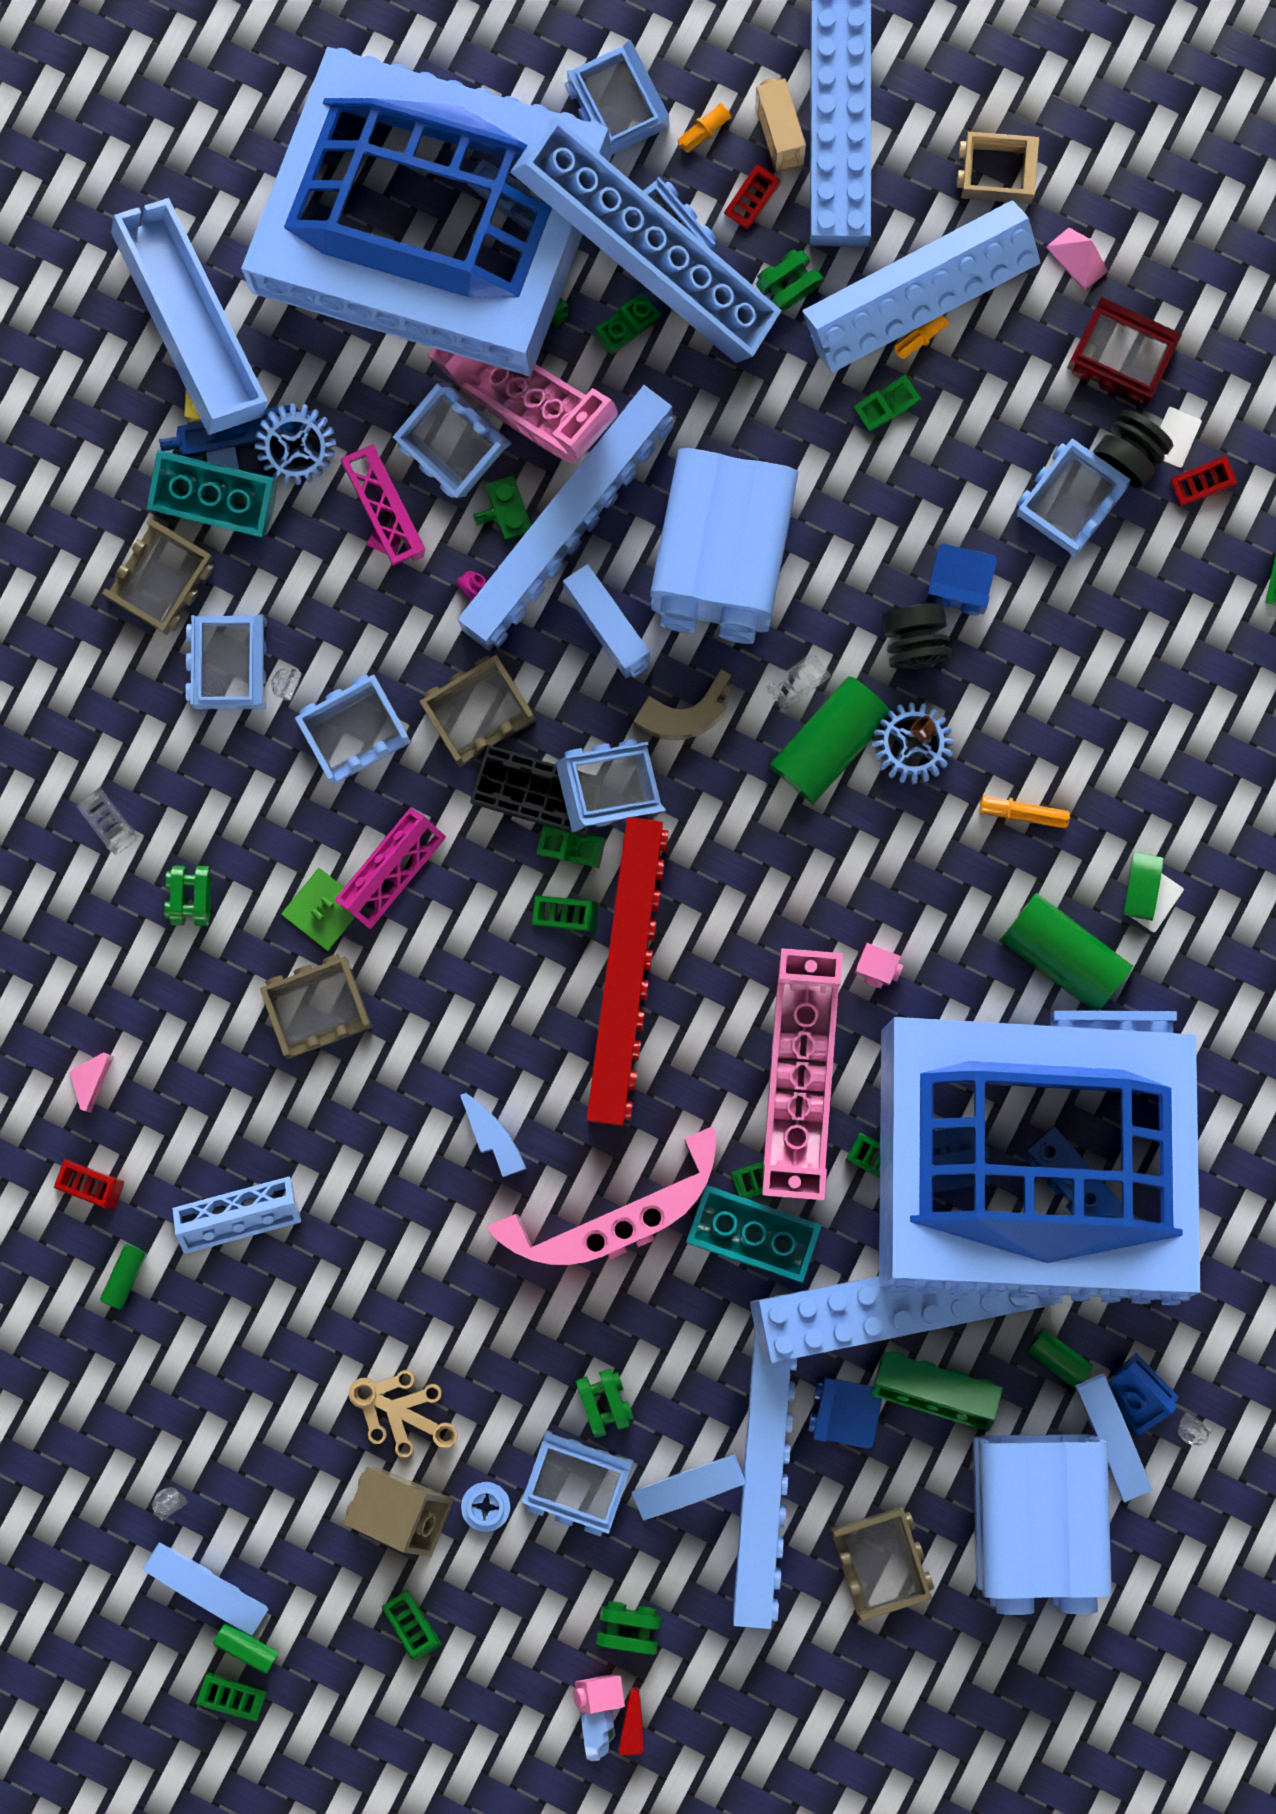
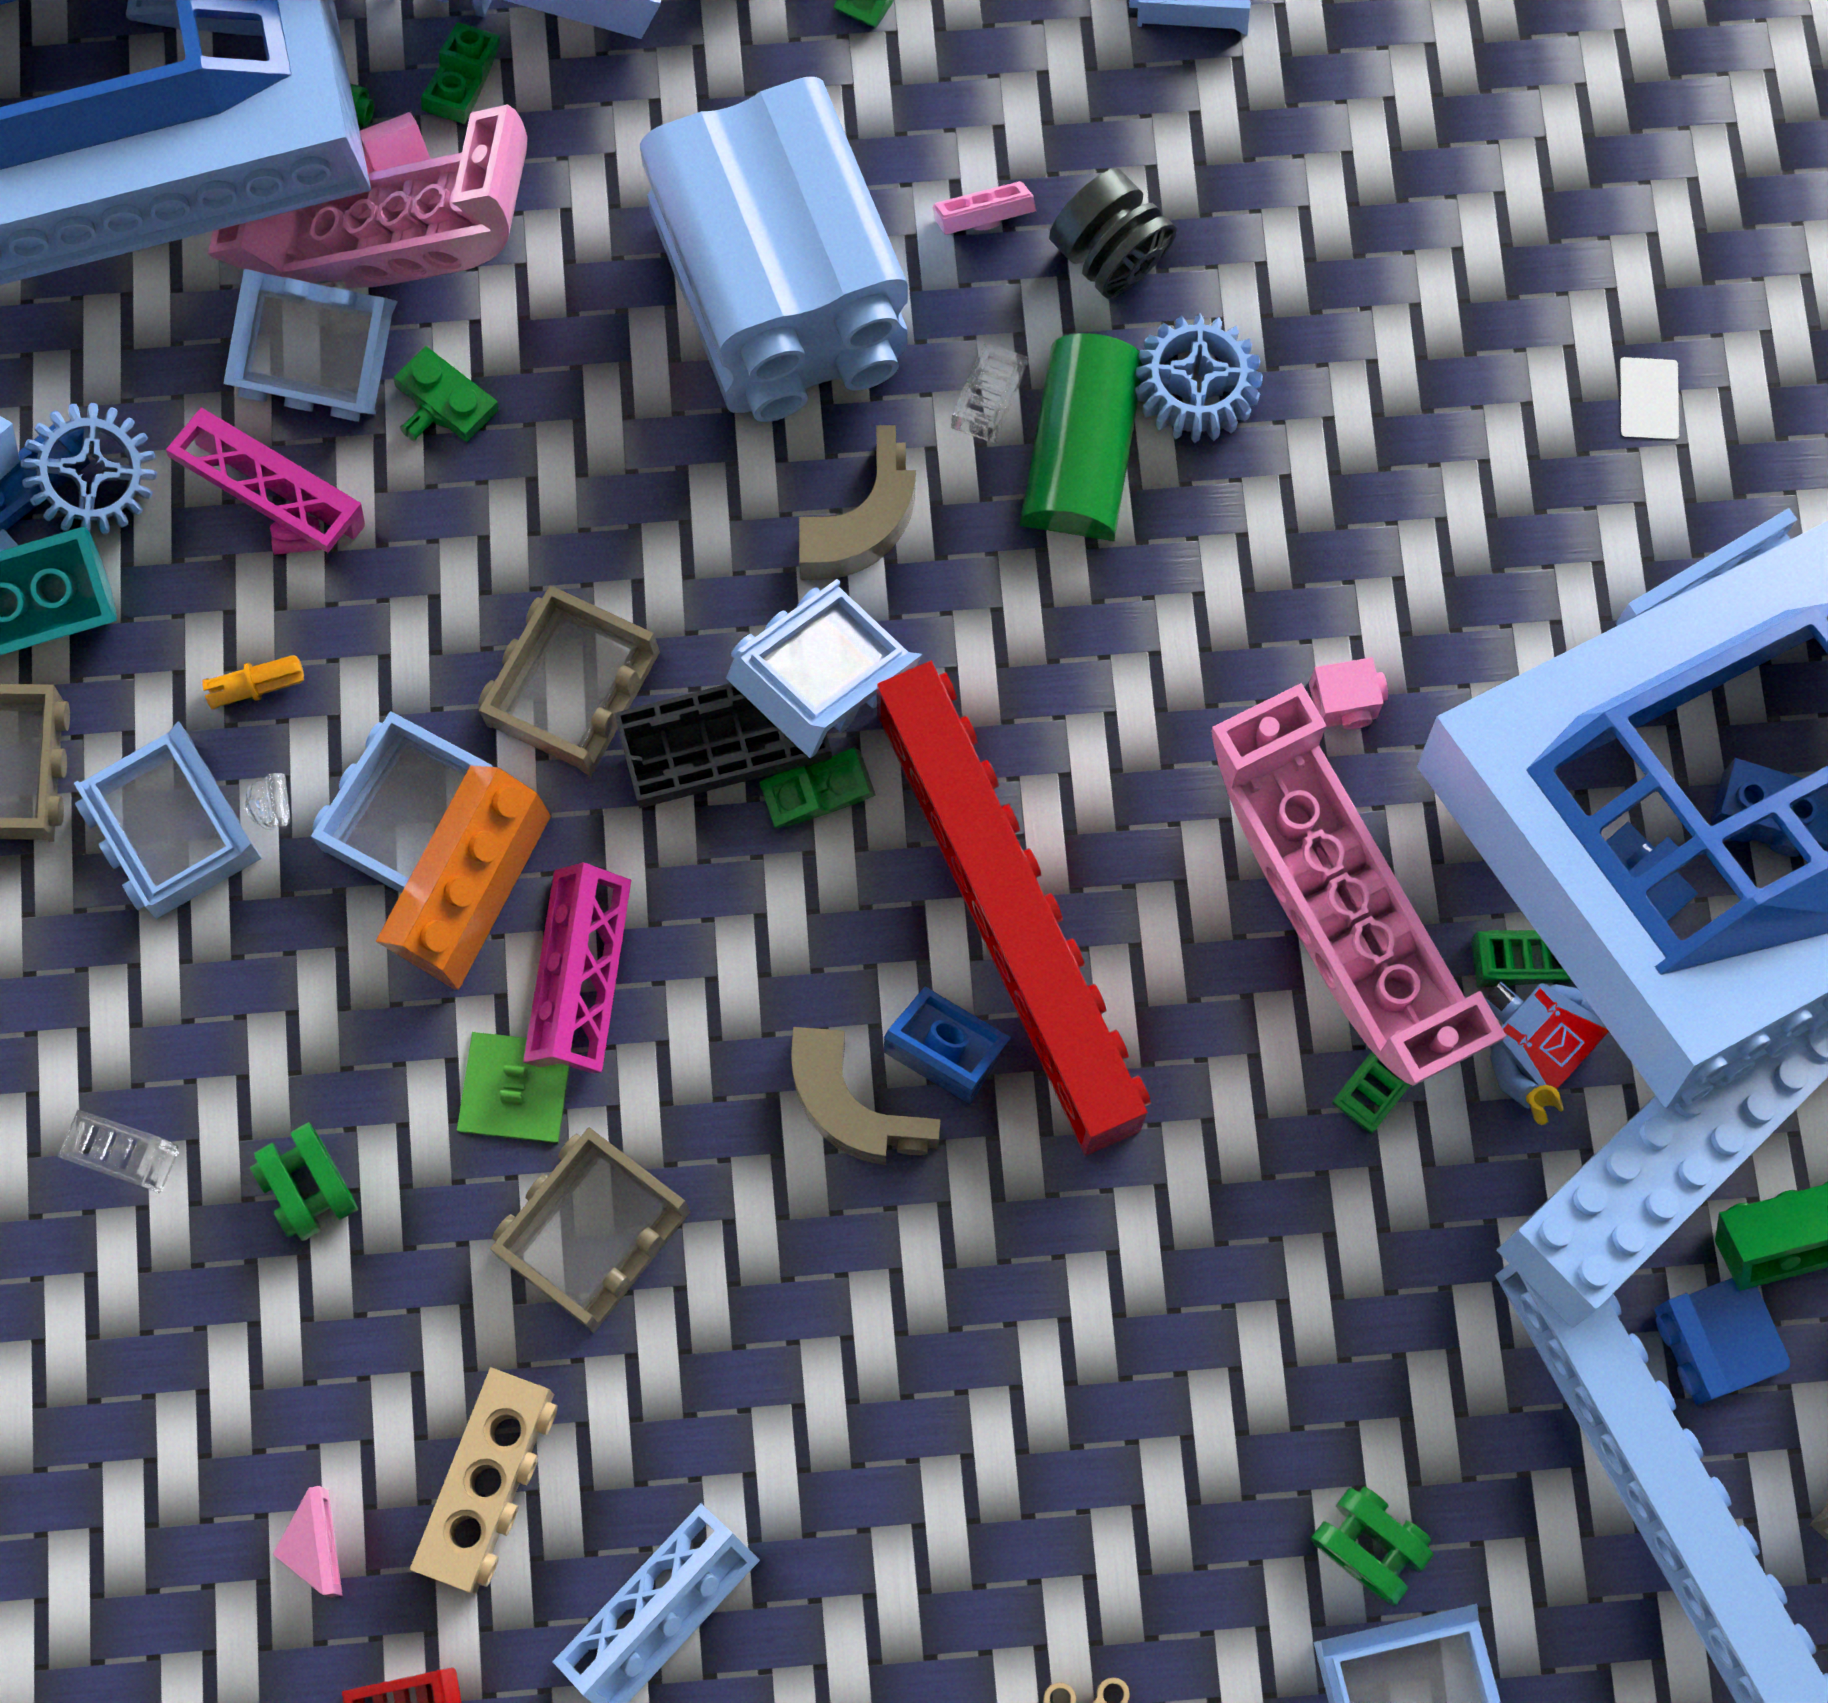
camera: 40 degrees left, 10 degrees down
(148, 1122) = (500, 1399): none -> tan brick
(315, 611) = (253, 681): none -> light orange axle
(360, 786) = (465, 874): none -> orange slope
(471, 584) = (459, 522): dark pink plate -> none
(473, 1015) = (837, 1115): none -> dark tan arch
(493, 1136) = (964, 1256): light blue slope -> none
(553, 1021) = (945, 1044): none -> blue slope
(561, 352) = (393, 143): none -> bright pink brick
(566, 519) = (536, 356): light blue brick -> none
(573, 1245) = (1280, 1194): bright pink slope -> none
(590, 917) = (877, 859): green slope -> none
(607, 622) = (679, 453): light blue brick -> none
(689, 1487) = (1581, 1587): light blue slope -> none
(753, 1234) = (1425, 1162): teal brick -> none
(850, 1209) = (1542, 1043): none -> torso
(860, 576) = (984, 209): none -> bright pink plate
(924, 729) = (1204, 341): reddish brown hinge -> none
(961, 579) = (1123, 134): blue bracket -> none
(1024, 812) = (1405, 381): light orange axle -> none
(1066, 953) = (1585, 530): green brick -> none
(1143, 886) = (1626, 384): green slope -> none

